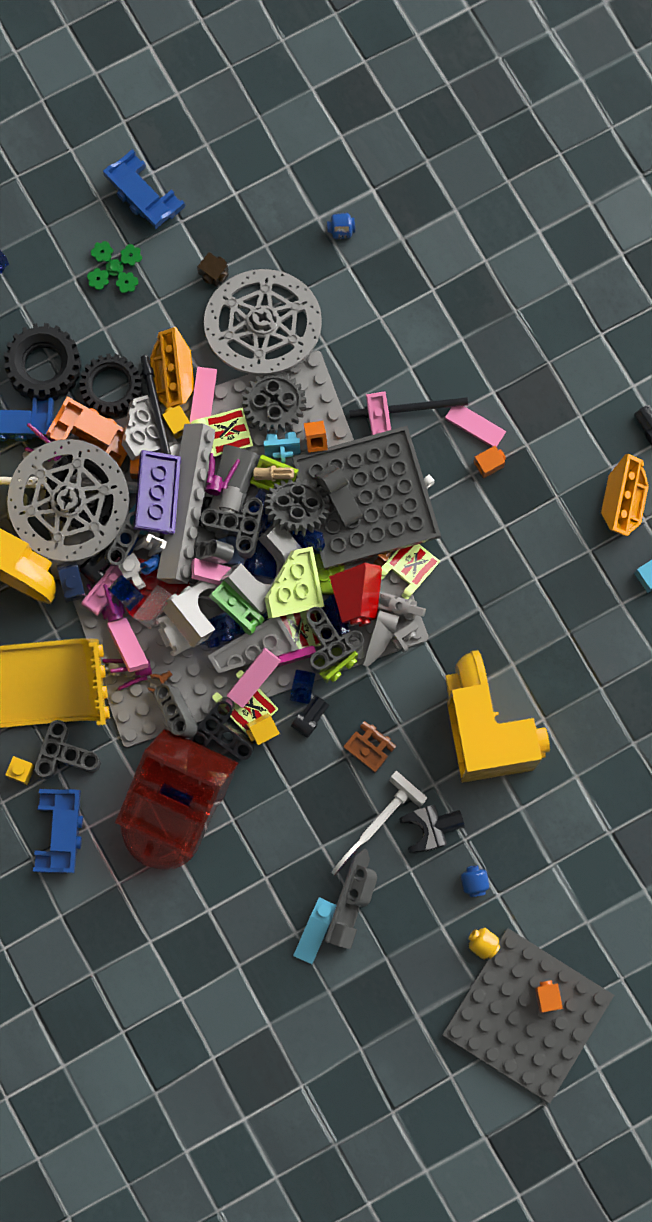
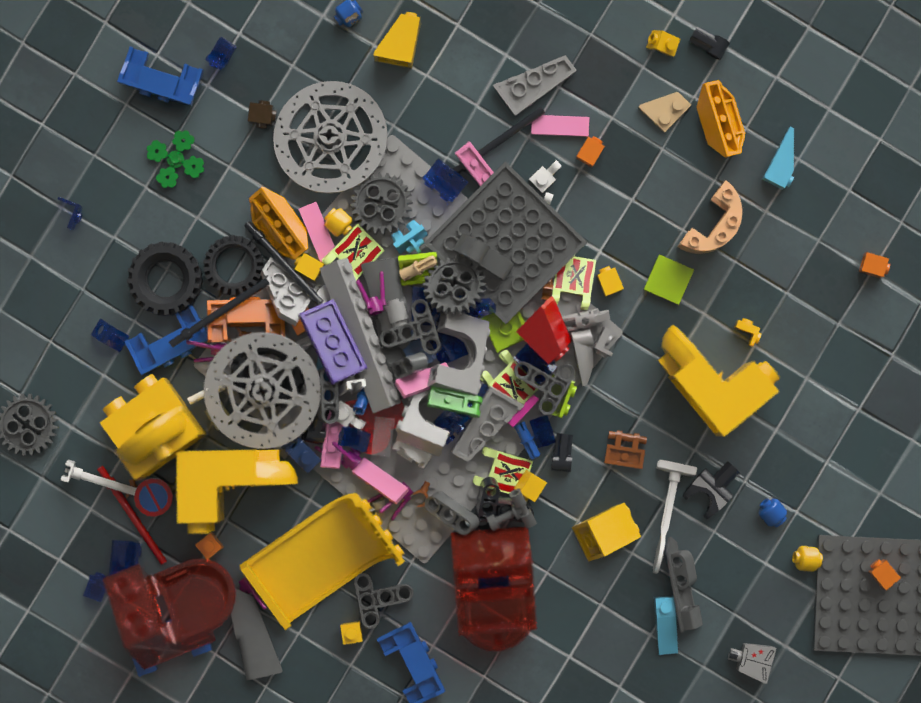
camera: 30 degrees left, 10 degrees up
(32, 415) = (187, 333): none -> black bar
(209, 199) = (221, 53): none -> clear blue bracket
(225, 397) = (338, 222): none -> yellow head
(238, 741) = (518, 509): none -> dark grey bar
(253, 677) = (500, 449): bright pink tile -> none
(283, 685) = (527, 440): none -> blue axle
(295, 586) = (492, 354): yellowish green plate -> none
(309, 811) = (606, 532): none -> yellow slope
(315, 436) = (434, 214): orange brick -> none
(343, 414) = (444, 180): none -> clear blue bracket
(372, 272) = (400, 42): none -> yellow slope
(379, 1011) = (754, 660): none -> light grey torso
(434, 462) = (543, 178): none -> white plate
(442, 585) = (609, 281): none -> yellow brick
(469, 376) = (531, 85): none -> light grey wing
(497, 615) = (668, 279): none -> lime tile
(546, 697) = (748, 327): none -> yellow bracket
(572, 595) = (725, 229): none -> light nougat cylinder
(579, 463) = (665, 110): none -> tan wing
(610, 403) = (663, 42): none -> yellow bracket

